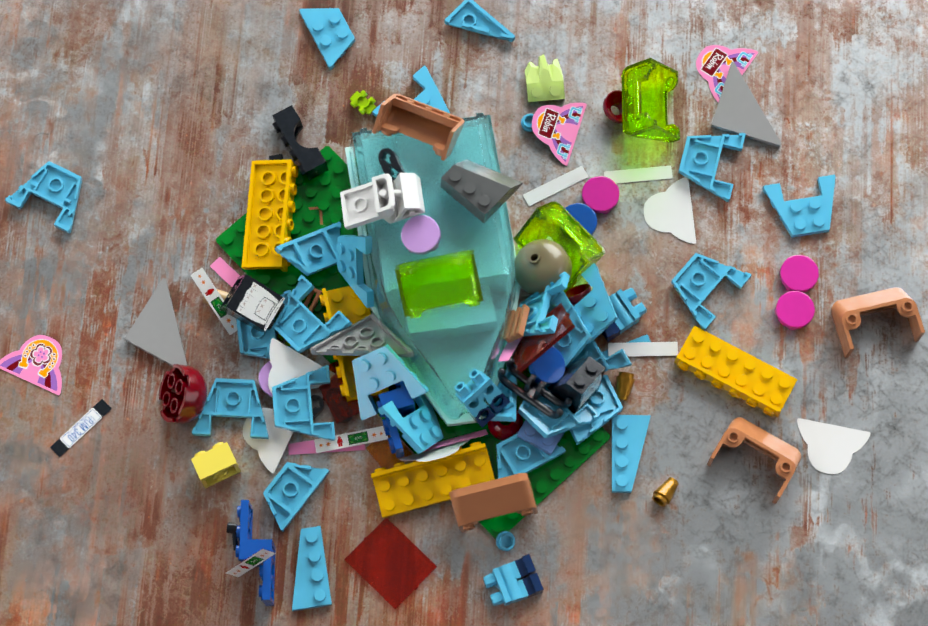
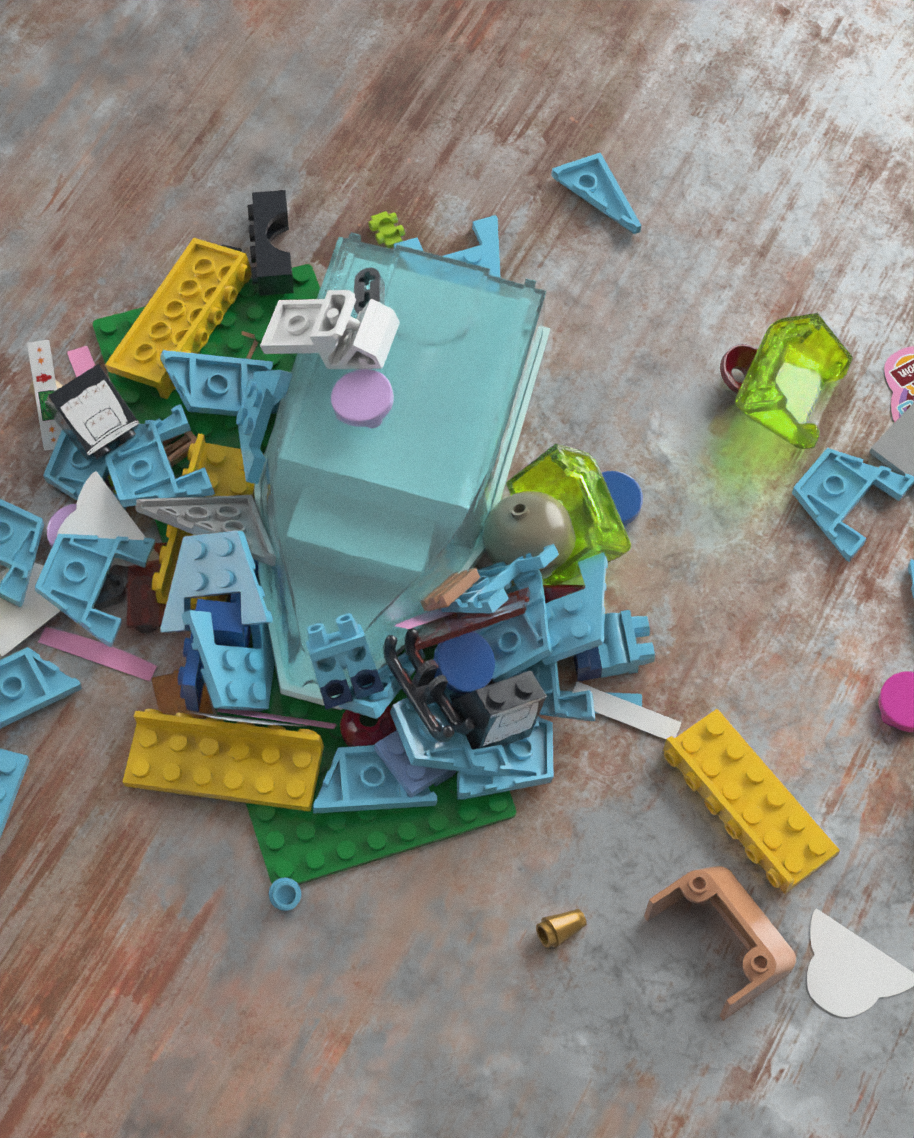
camera: 20 degrees right, 10 degrees down
(329, 32) = (387, 127): medium azure wing -> none
(351, 439) = (132, 656): white sticker -> none
(390, 563) = (101, 854): clear red piece -> none
(419, 122) = (433, 250): nougat windscreen -> none
(439, 282) = (351, 468): clear neon green windscreen -> none
(478, 188) = (477, 370): dark grey wedge -> none
(493, 500) = (291, 815): nougat windscreen -> none
(507, 582) = (268, 960): medium azure hips -> none
(526, 122) = (608, 344): medium azure plate -> none
(544, 81) = (654, 299): yellowish green plate -> none
(555, 186) = (608, 440): white sticker -> none
(558, 127) = (645, 366): sticker -> none
(600, 194) = (663, 476): dark pink tile -> none
(624, 385) = (572, 748): pearl gold cone -> none
(627, 446) = (535, 835): medium azure wing -> none
(640, 174) = (732, 474): sticker -> none
(672, 211) = (759, 542): white sticker -> none
(699, 279) = (754, 649): medium azure wing -> none
(794, 310) = (880, 750): dark pink tile -> none

